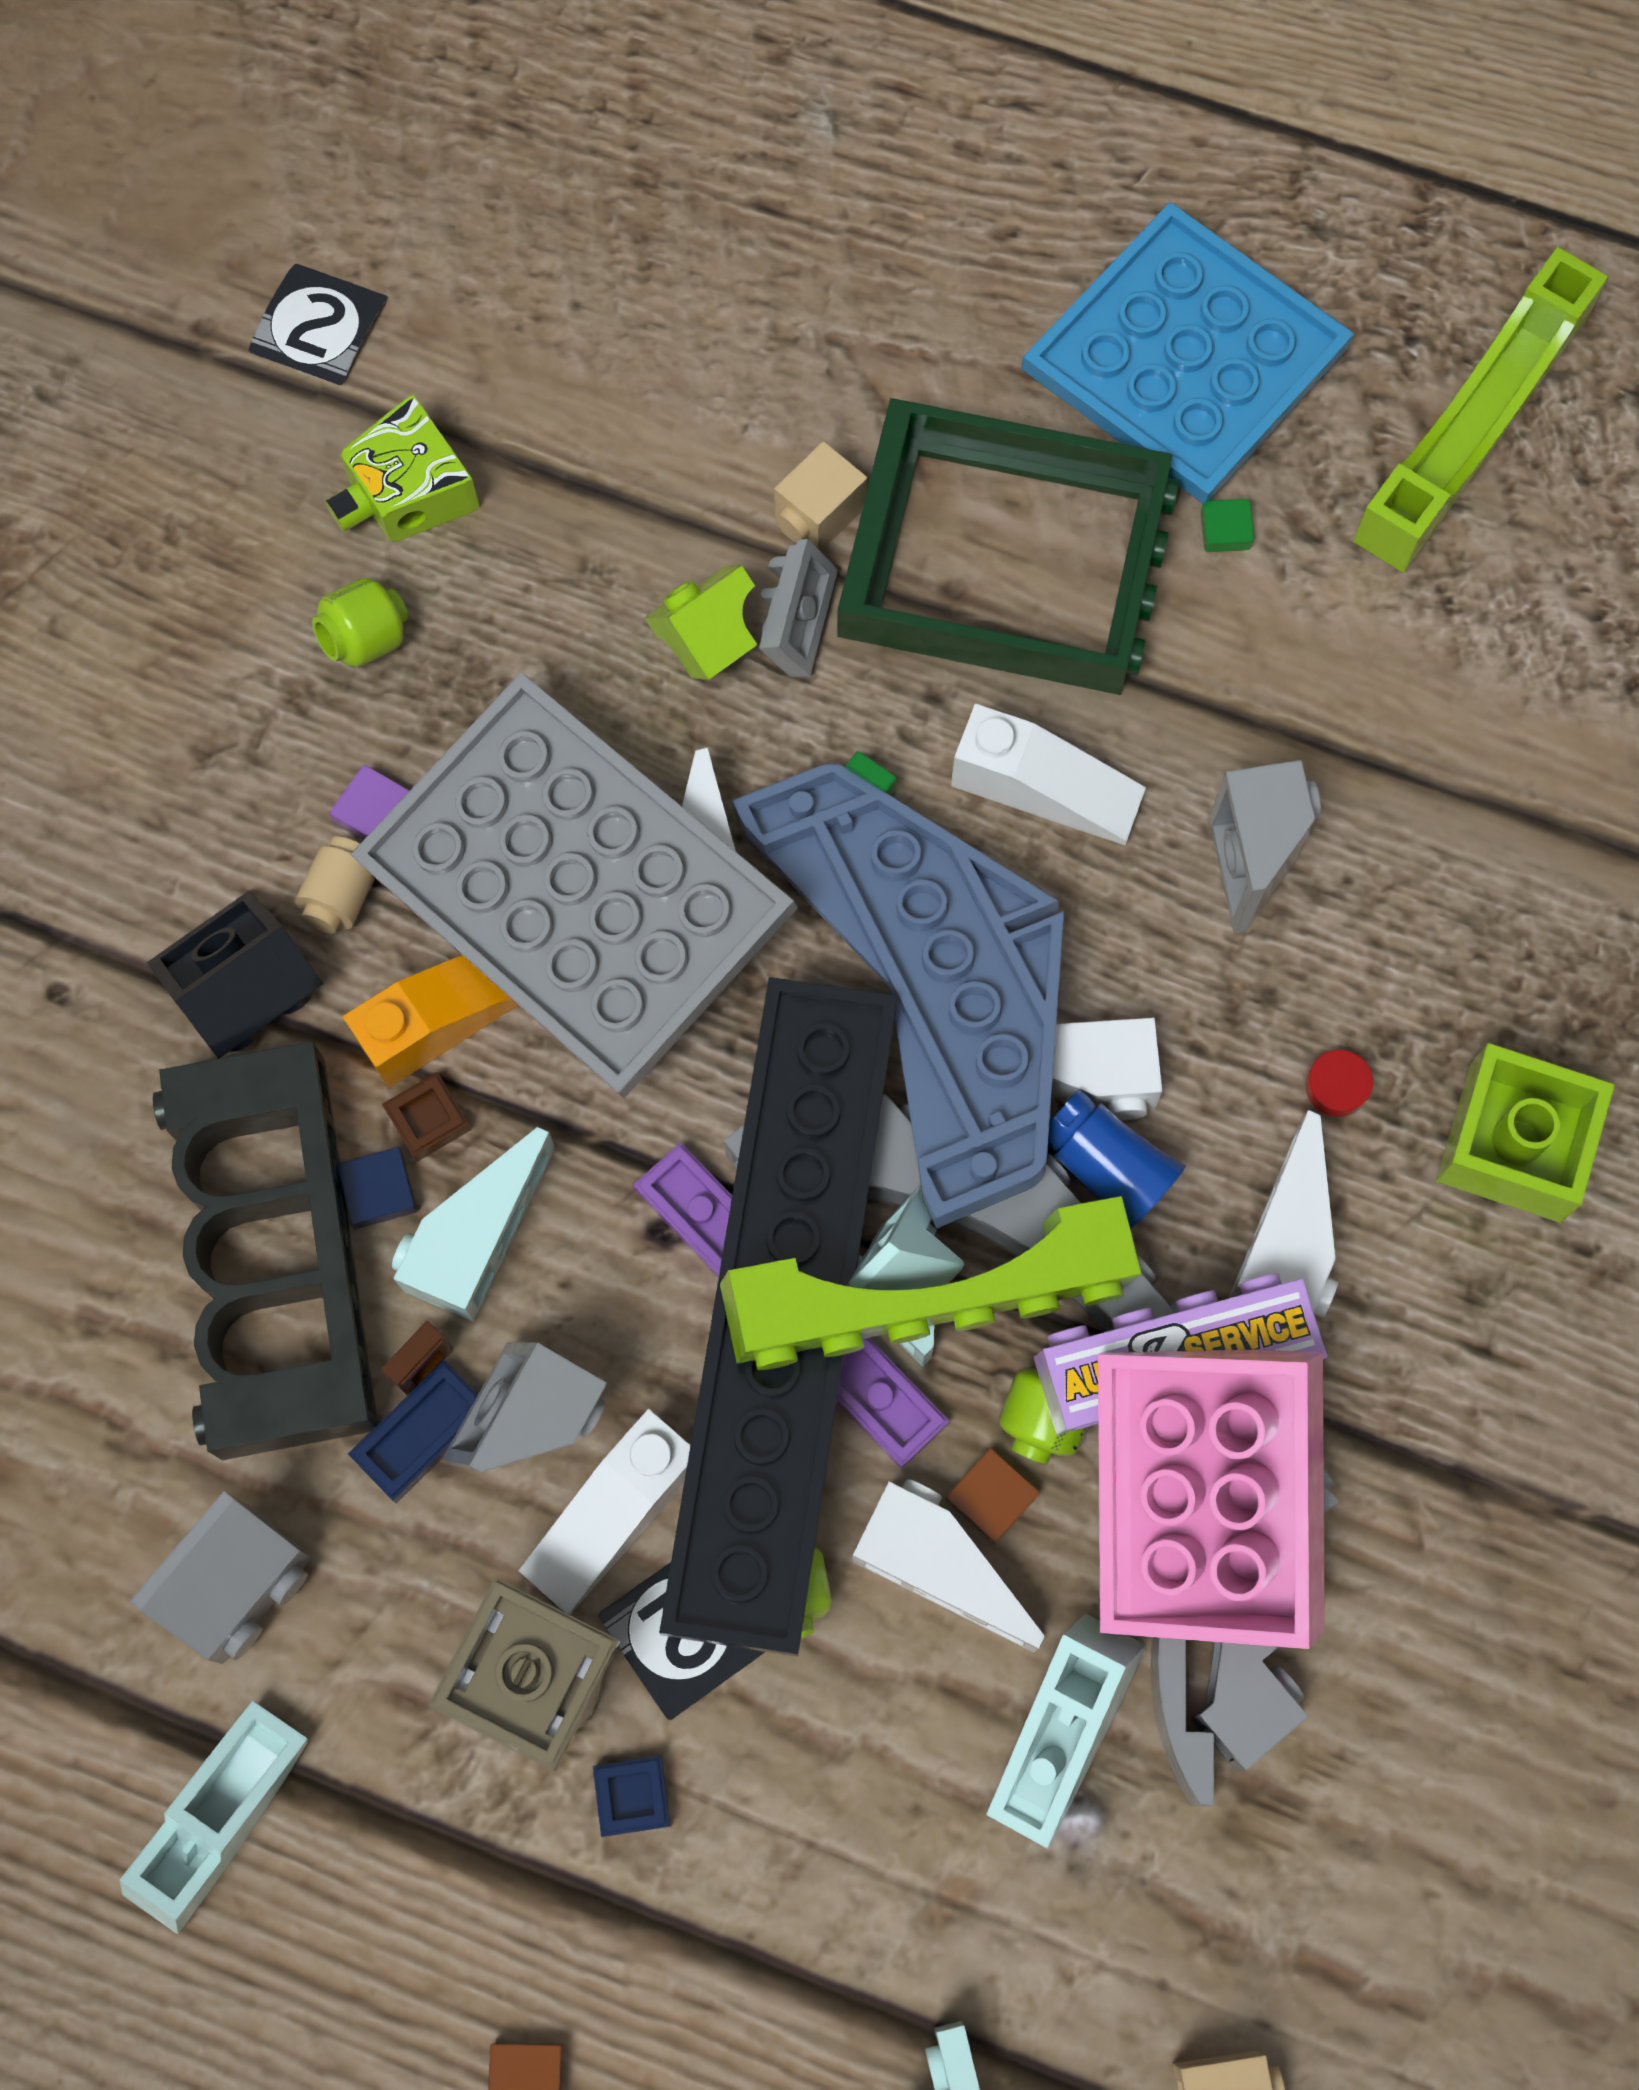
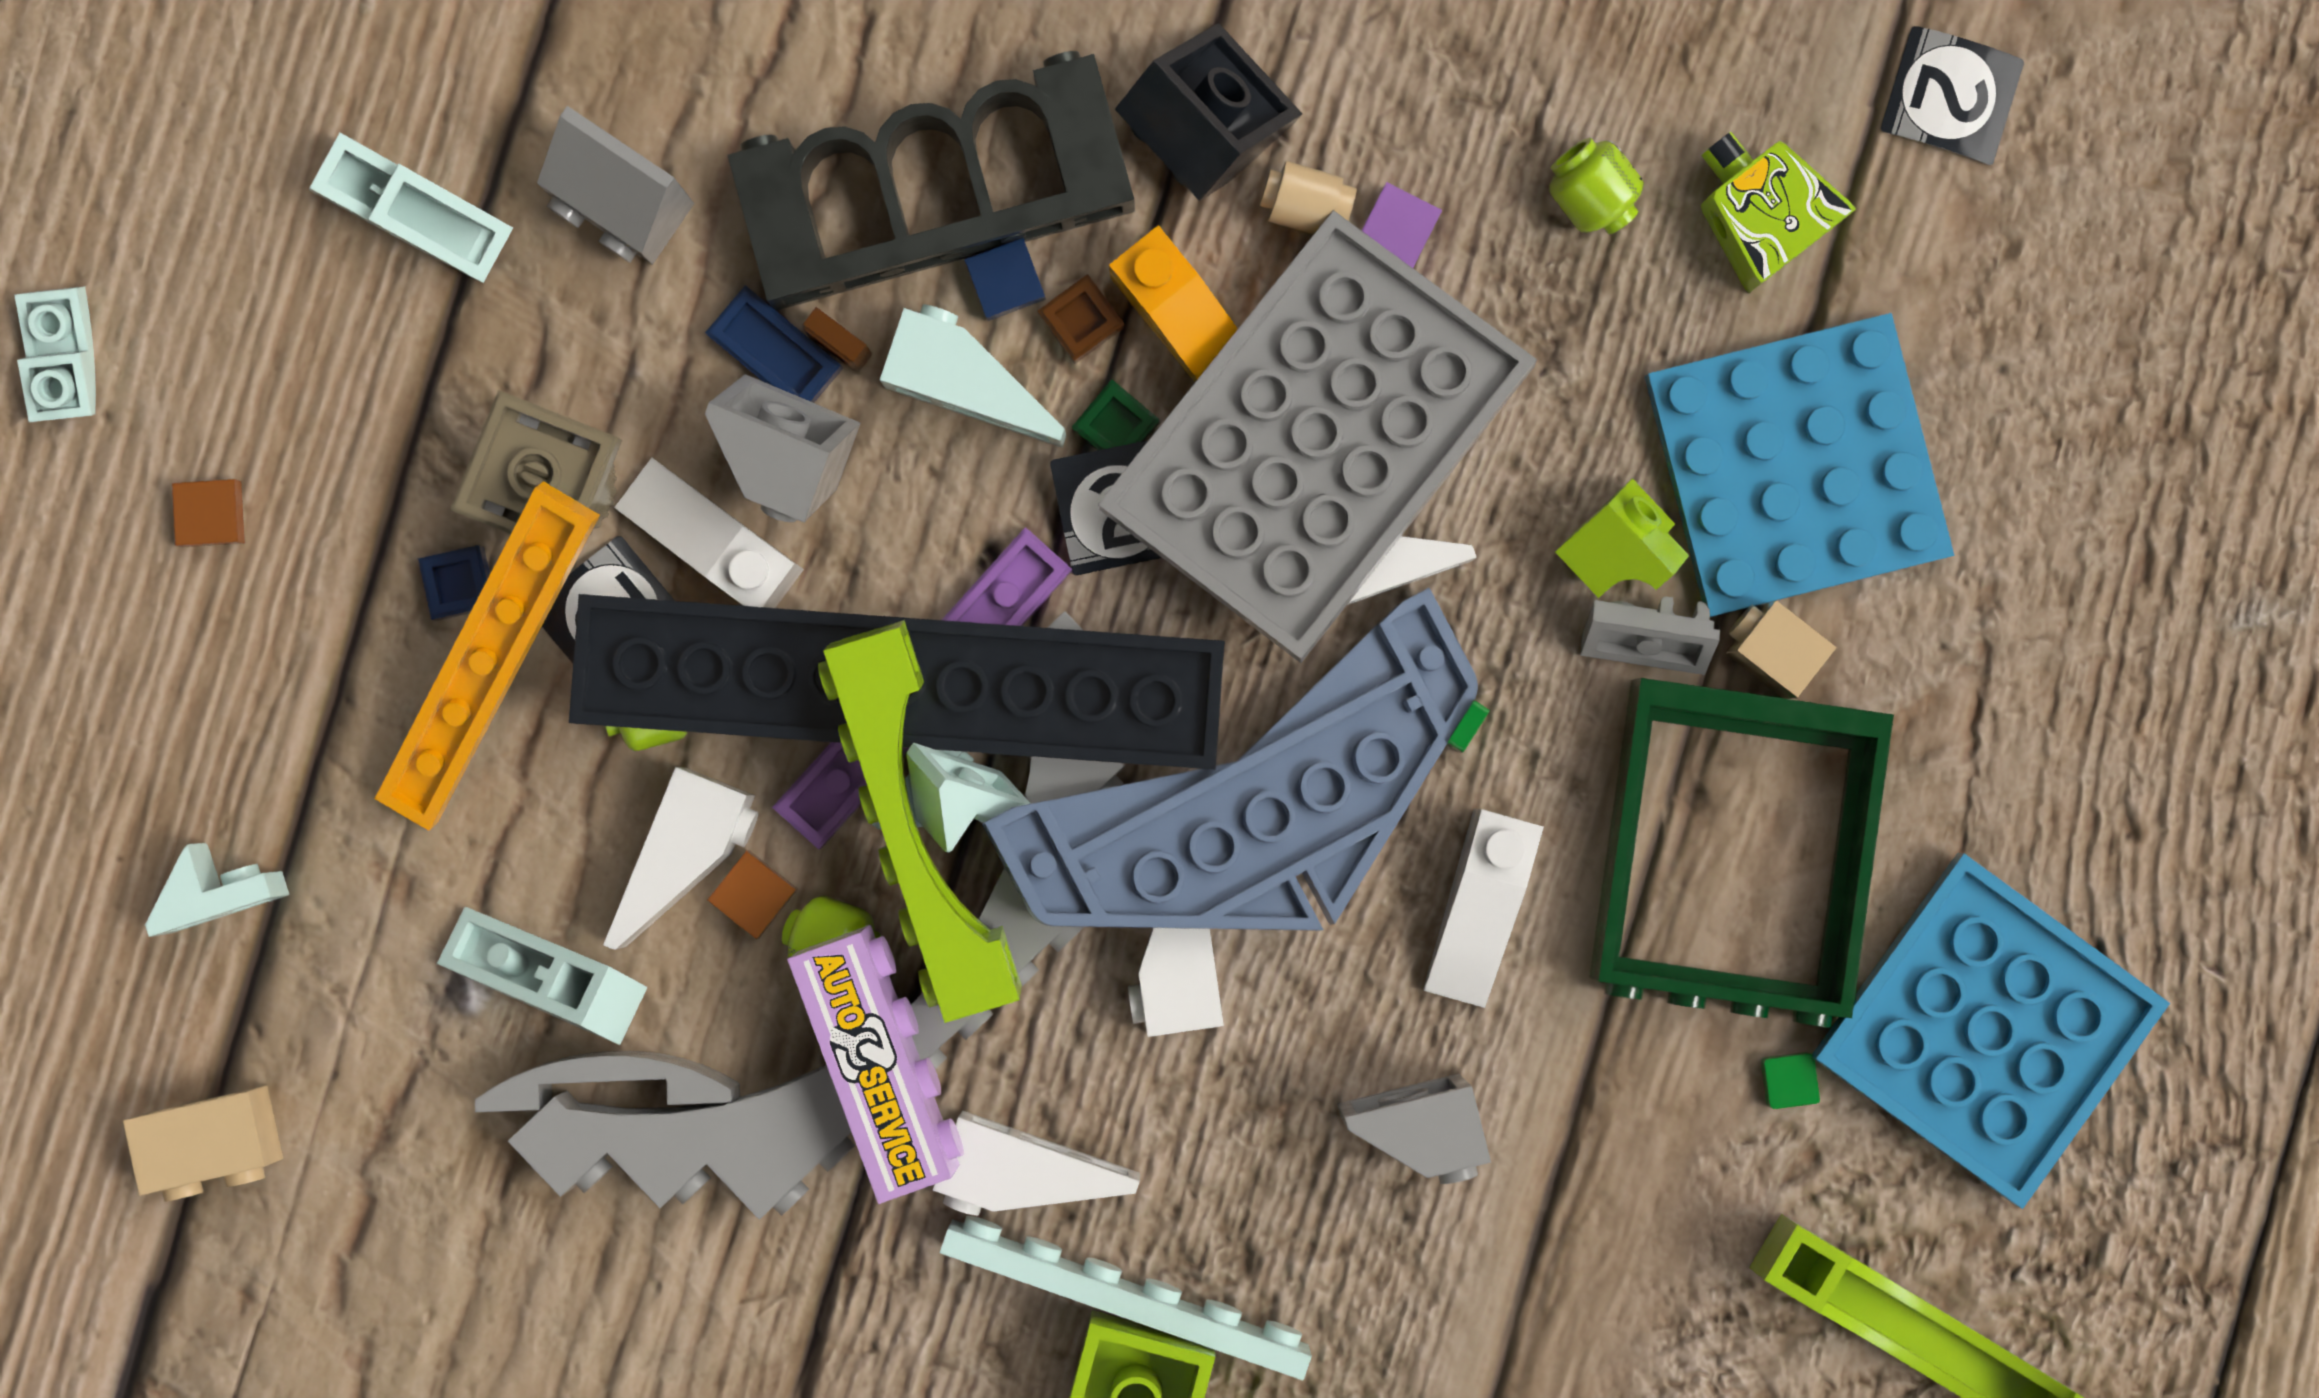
camera: 85 degrees right, 15 degrees up
(537, 1090) = (1115, 419): none -> dark green tile
(602, 1120) = (1090, 535): none -> sticker
(647, 474) = (1799, 465): none -> dark azure plate
(717, 1747) = (487, 655): none -> light orange plate
(1111, 1156) = (1077, 991): blue plant -> none
(1212, 1496) = (738, 1100): bright pink slope -> none
(1339, 1083) = (1184, 1212): red tile -> none
(1412, 1165) = (1152, 1305): none -> light aqua plate

